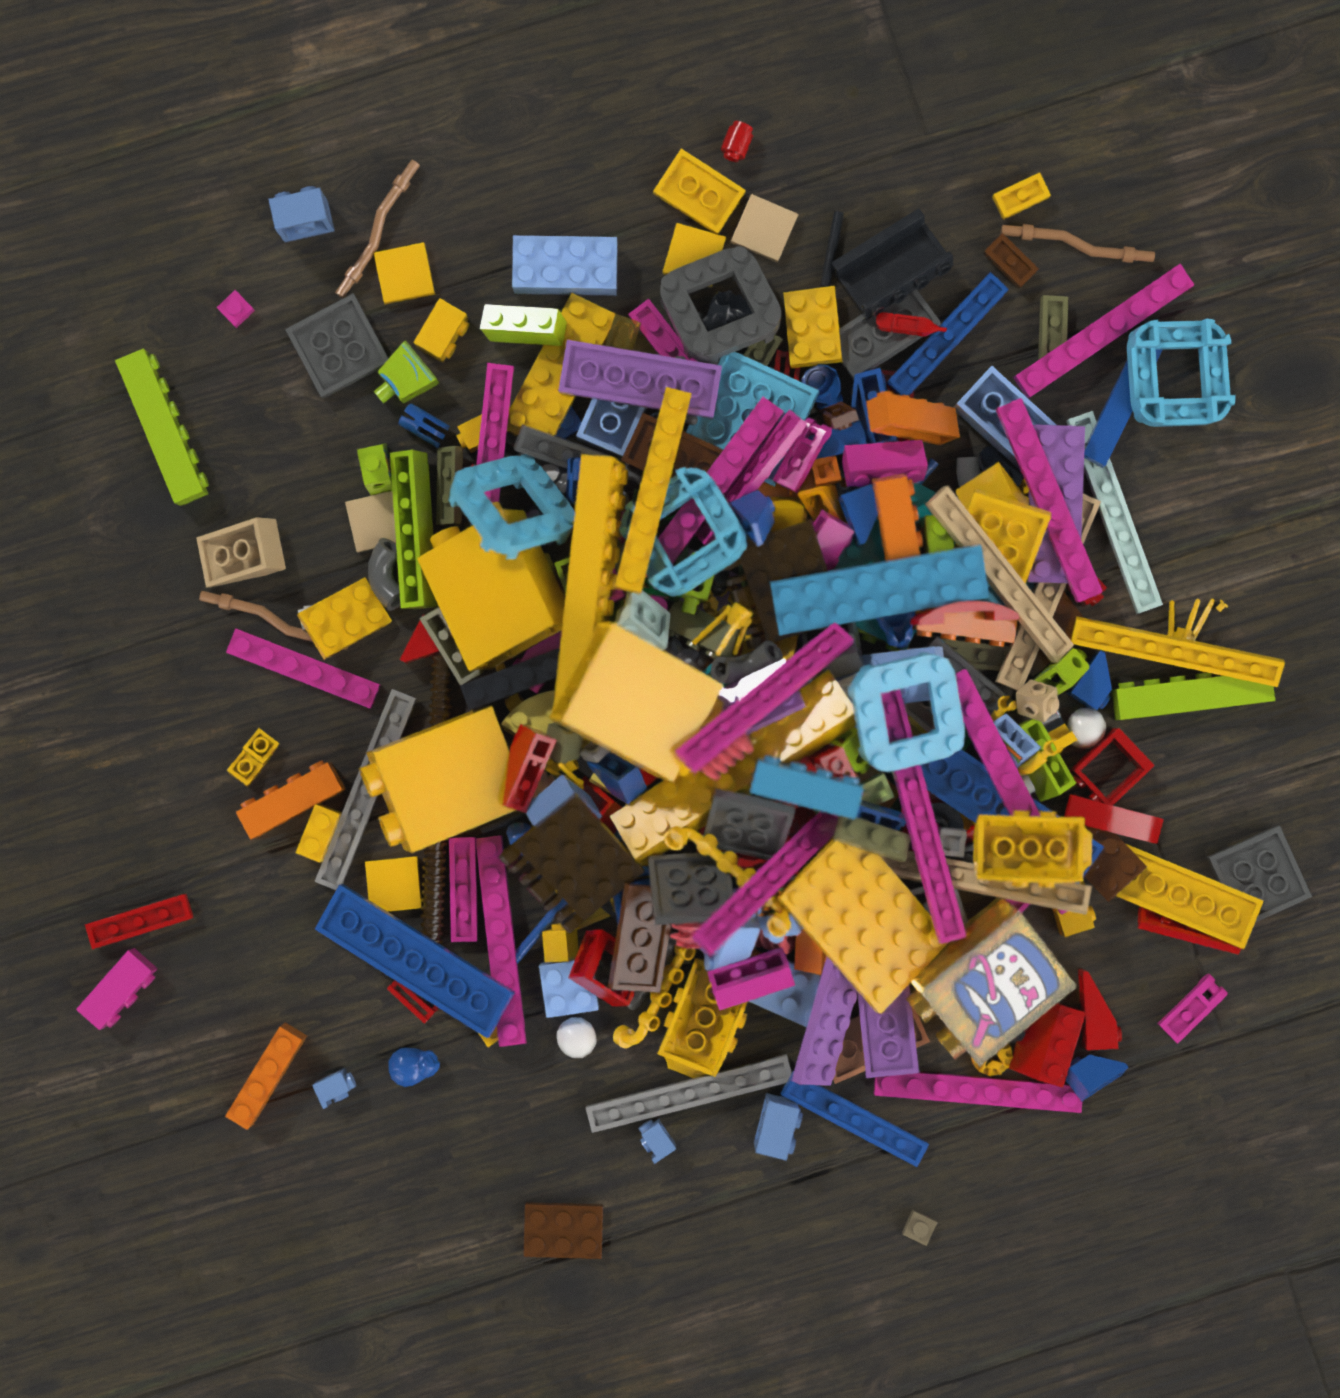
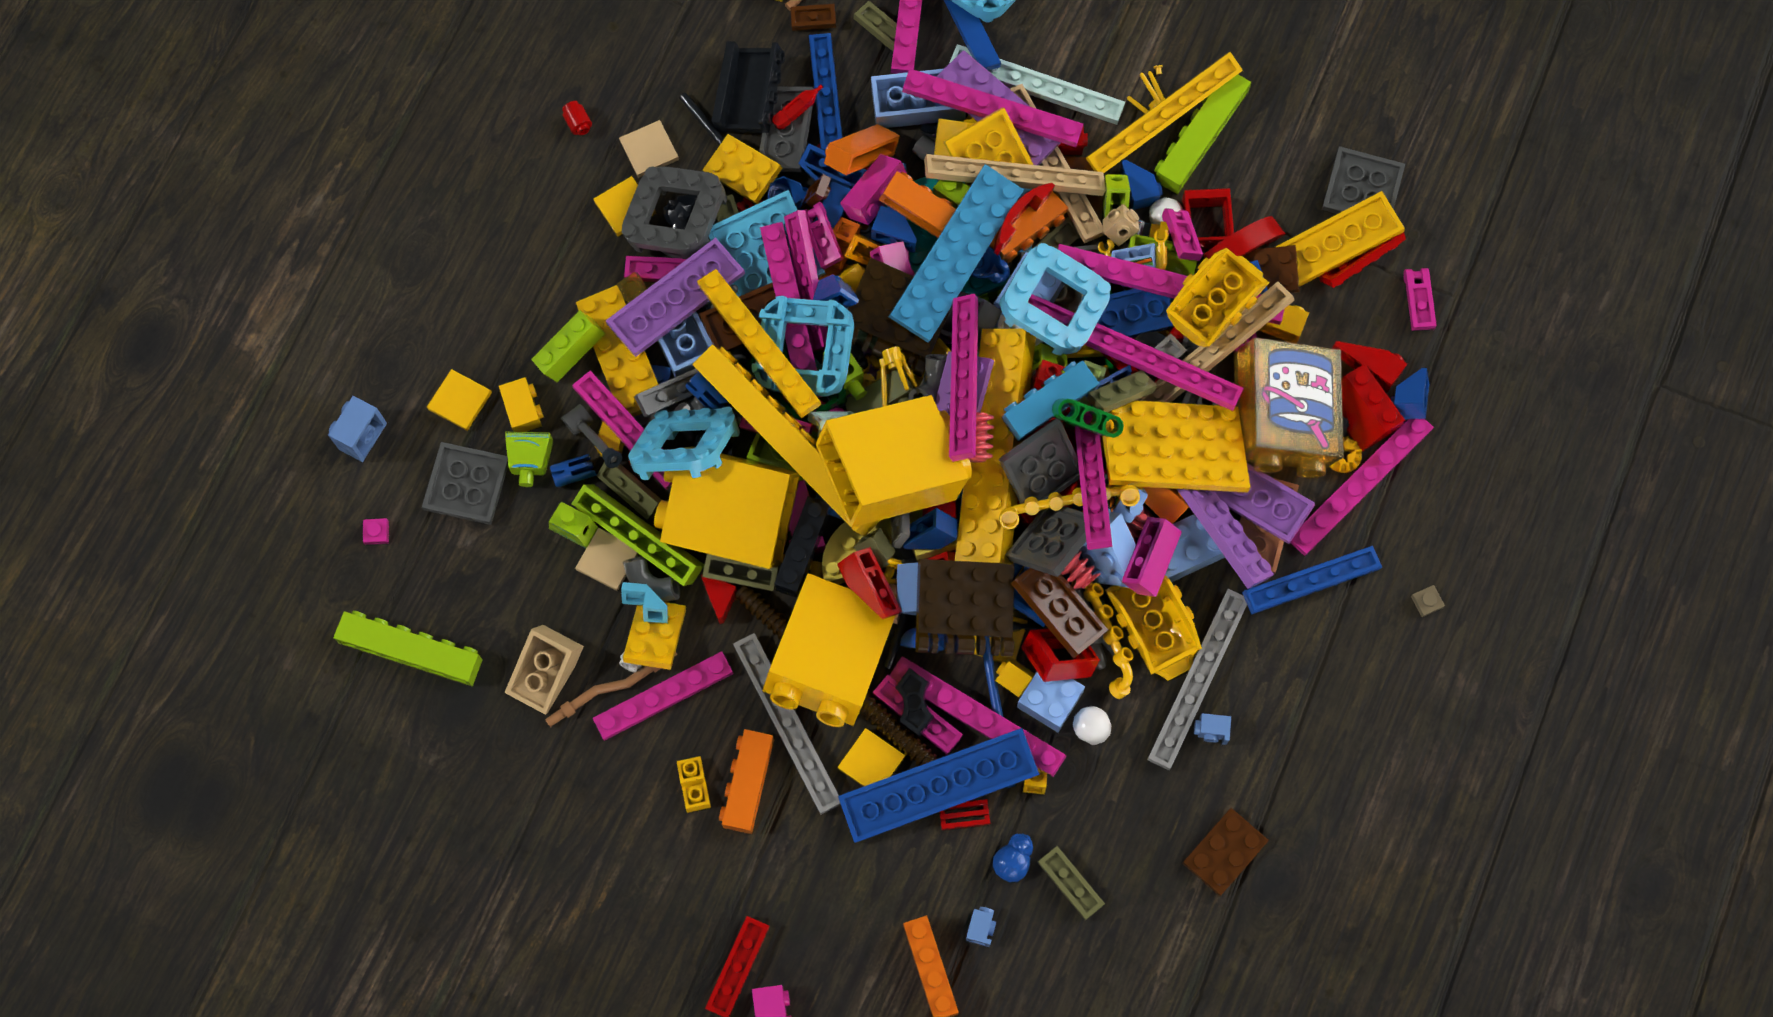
camera: 45 degrees left, 15 degrees down
(318, 832) = (789, 779): yellow brick -> none
(360, 599) = (641, 594): none -> medium azure slope
(400, 185) = (427, 431): medium nougat bar -> none
(431, 1128) = (1071, 883): none -> olive plate
(460, 889) = (915, 713): none -> black tile
(469, 391) = (579, 421): none -> dark grey piece
(564, 265) = (553, 290): light blue brick -> none
(699, 191) = (586, 168): yellow plate -> none
(776, 1127) = (1273, 633): medium blue brick -> none
(815, 846) = (1098, 421): none -> green beam
(1072, 762) = (1183, 234): none -> dark pink plate

